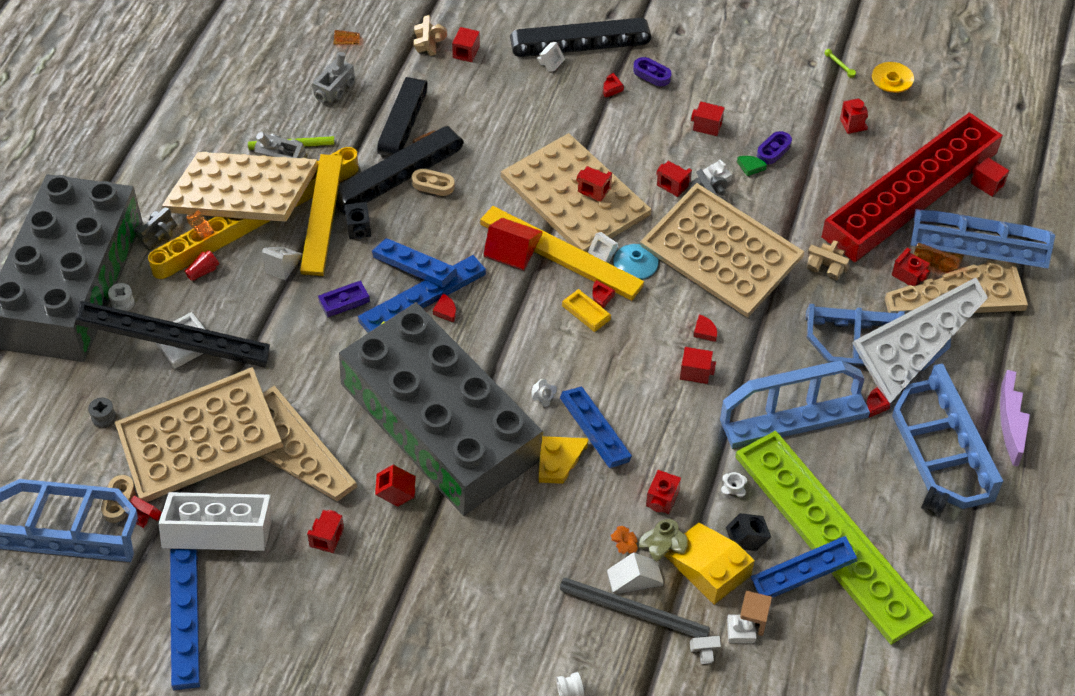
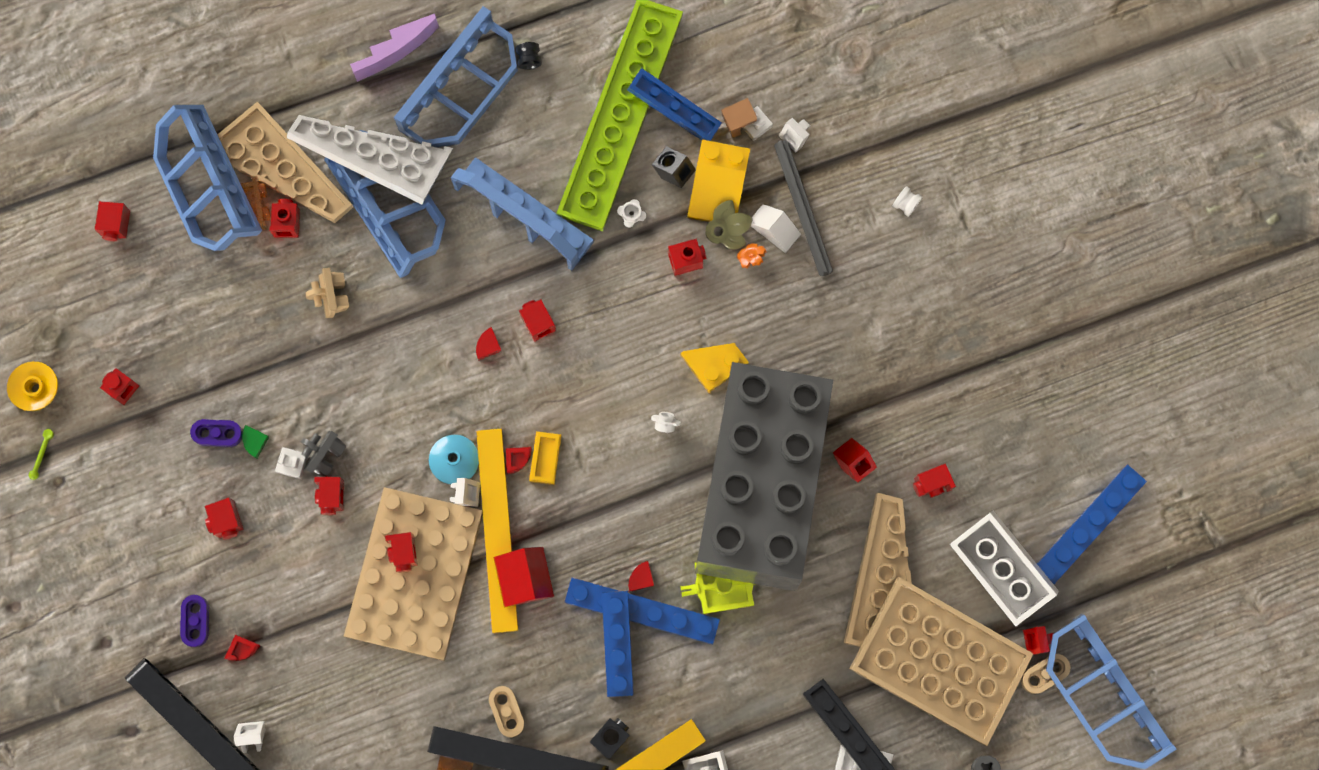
camera: 130 degrees left, 25 degrees up
(343, 298) = (704, 672): dark purple plate -> none
(595, 427) = (665, 355): blue plate -> none
(722, 249) = (390, 387): tan plate -> none
(877, 402) = (457, 159): red tile -> none
(911, 186) = (179, 273): red brick -> none

